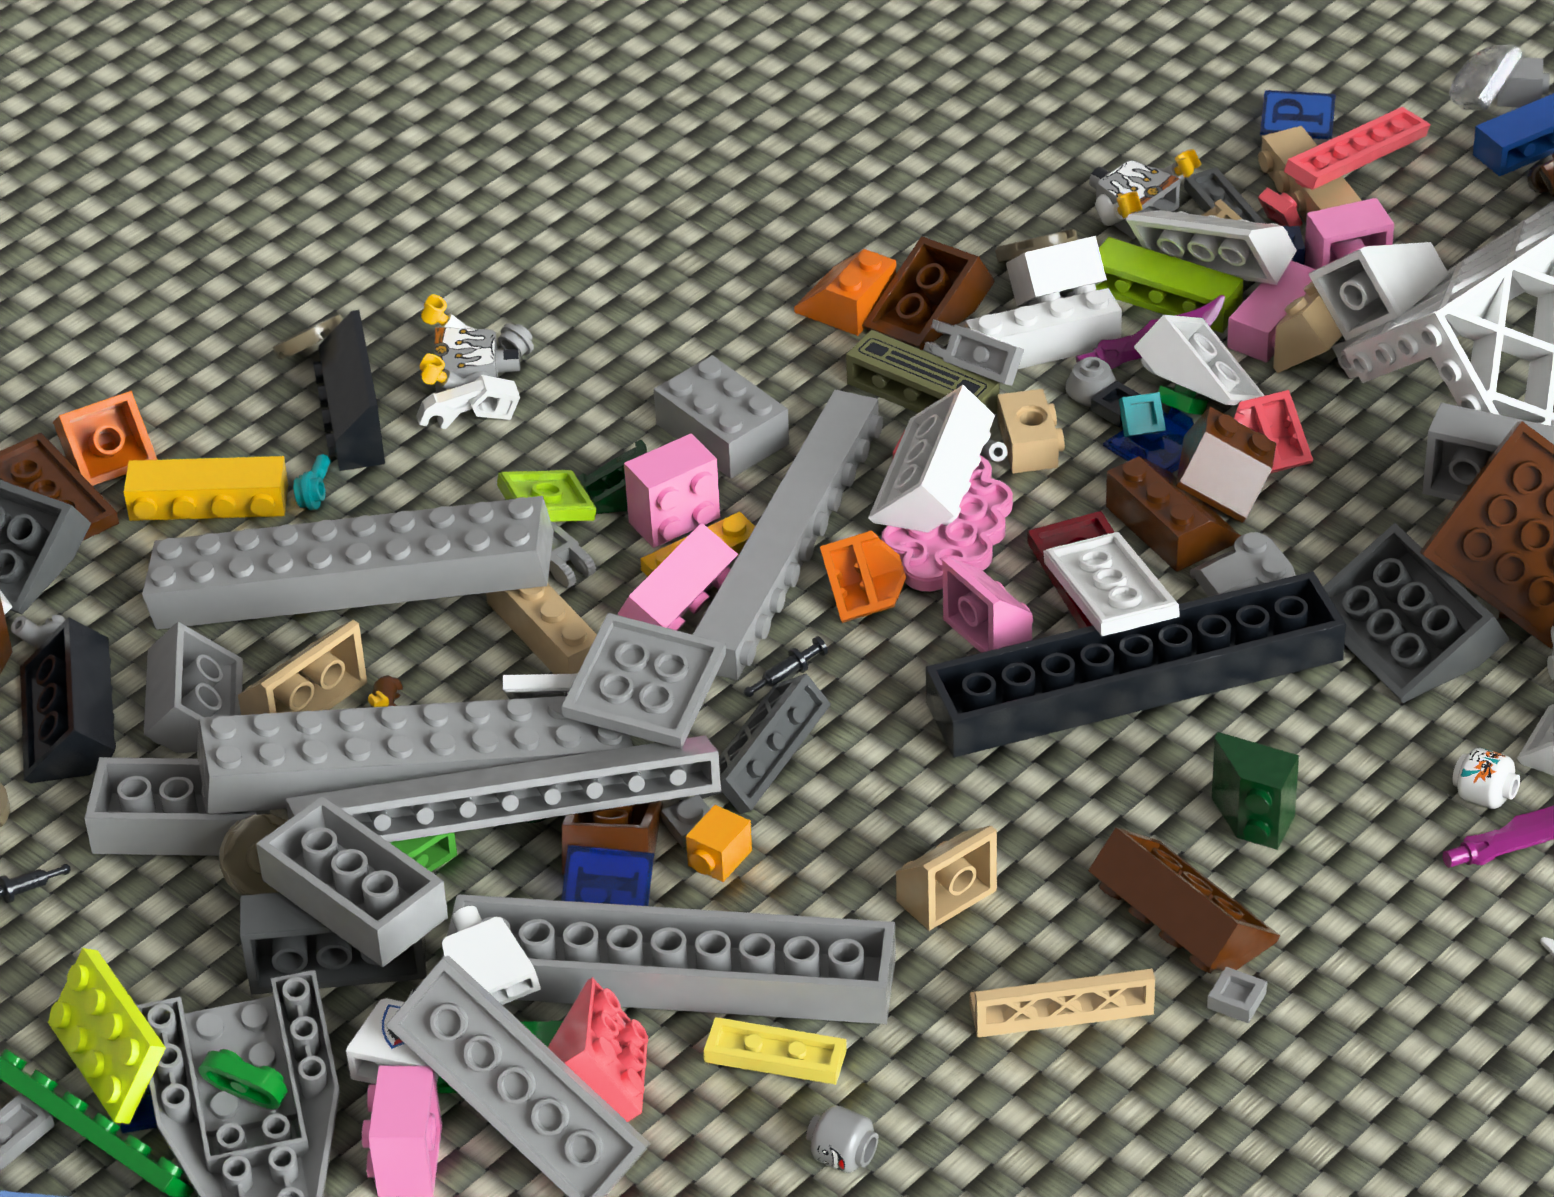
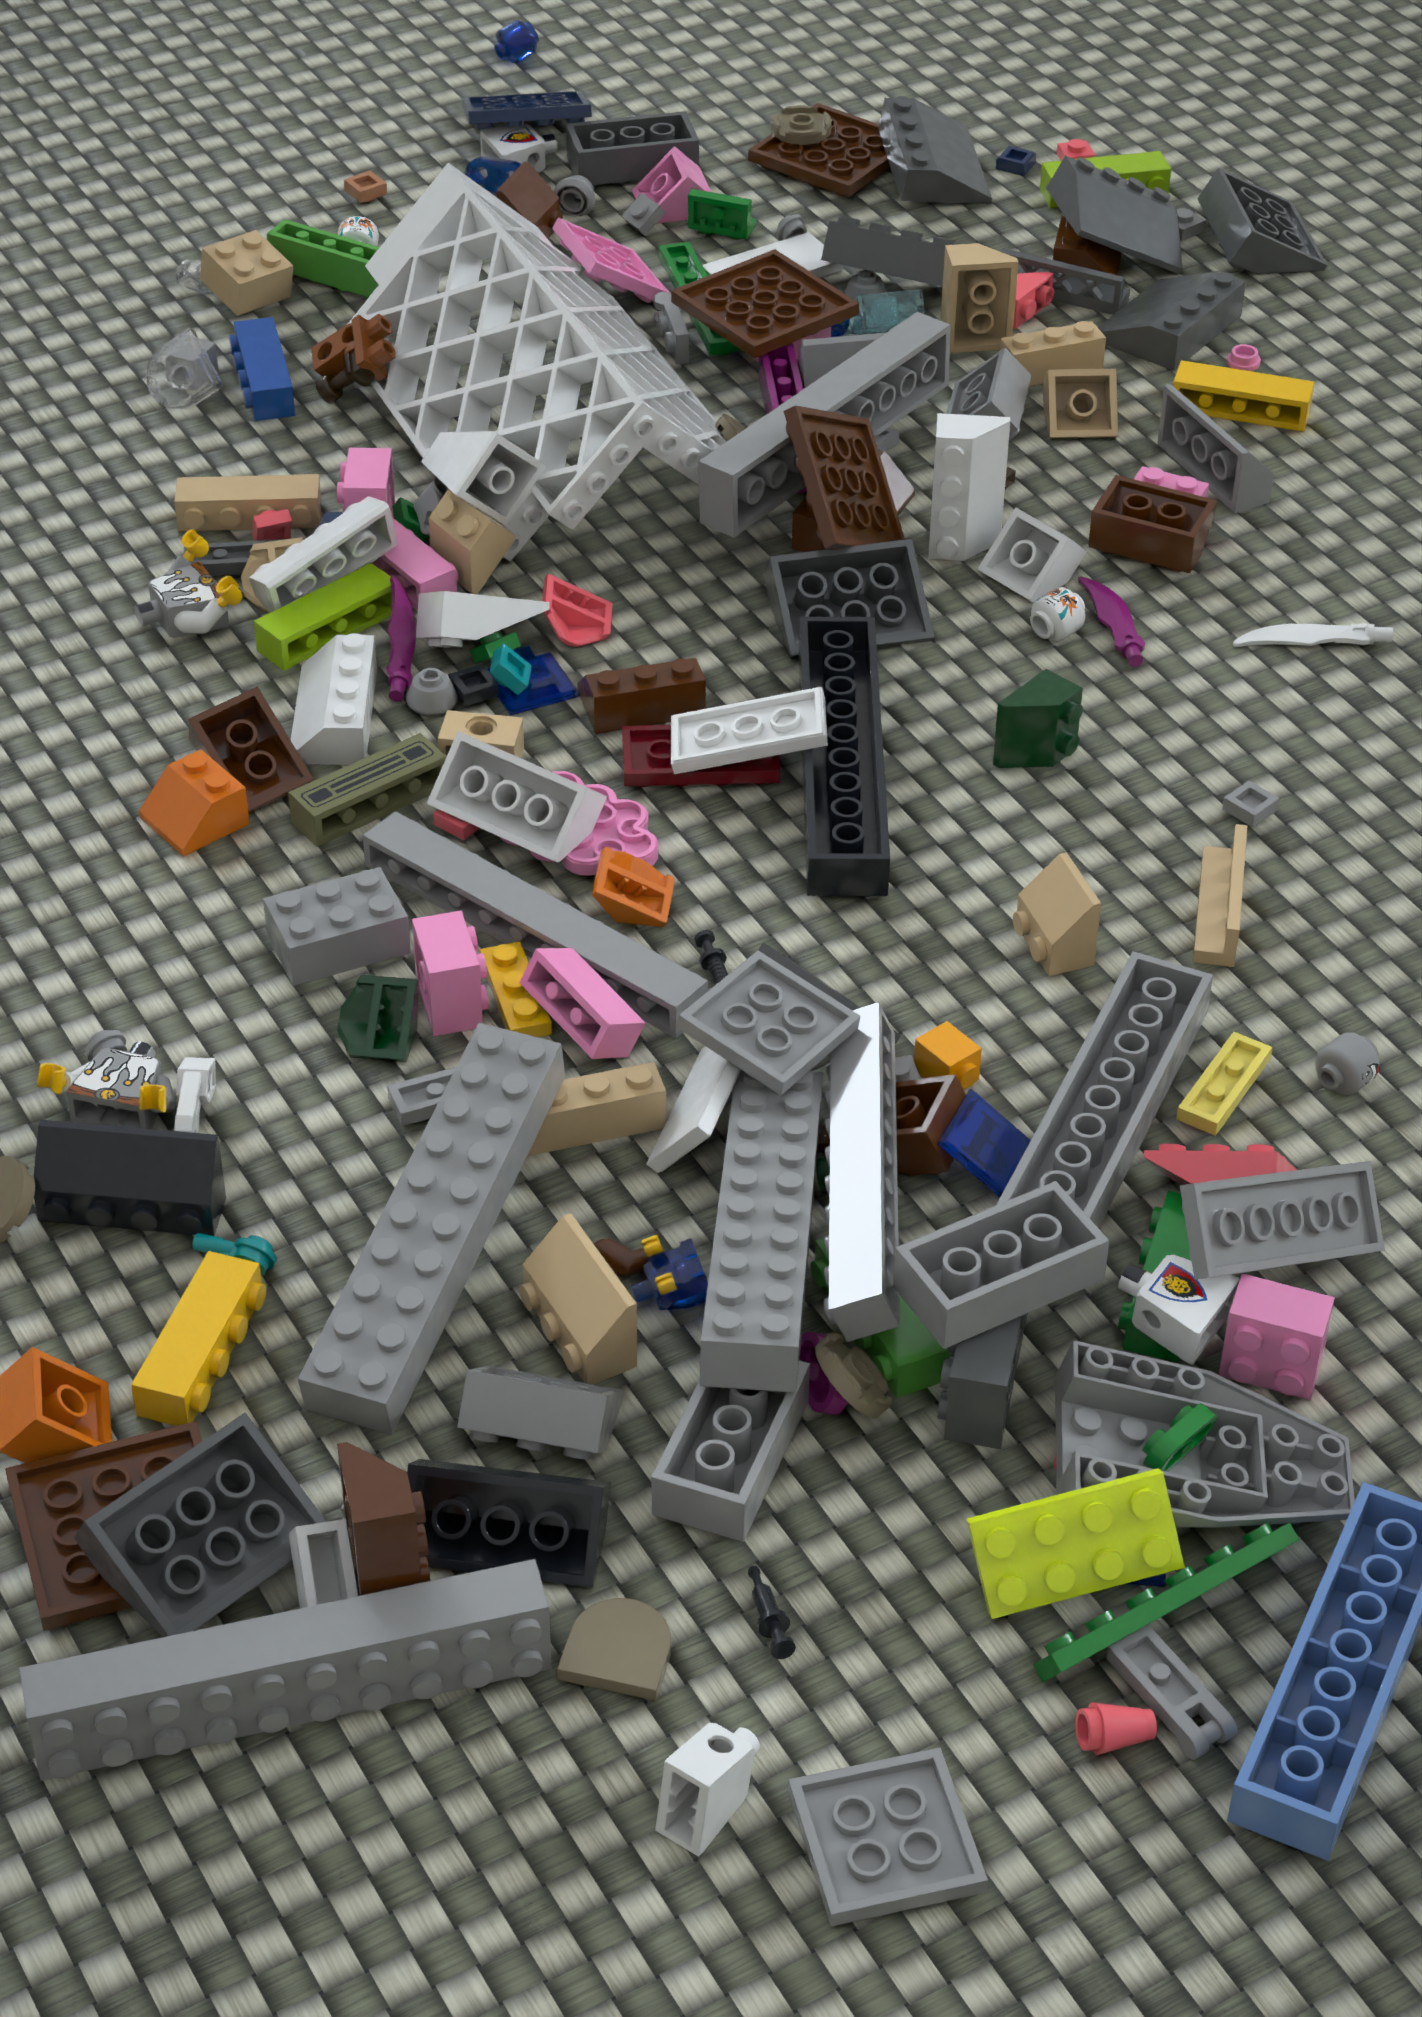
camera: 75 degrees left, 0 degrees up
(491, 955) = (1121, 1211): white torso -> none
(560, 488) = (387, 1070): lime tile -> none
(977, 352) = (380, 730): light grey hinge -> none
(982, 608) = (725, 823): bright pink slope -> none
(1015, 249) = (223, 669): dark tan tile -> none
(1056, 271) = (289, 659): white brick -> none
(1180, 902) = (1138, 804): reddish brown slope -> none
(1225, 463) = (613, 633): slope -> none
(1250, 563) = (745, 669): light grey slope -> none
(1293, 109) = (142, 484): piece -> none
(1356, 148) = (240, 456): coral plate -> none

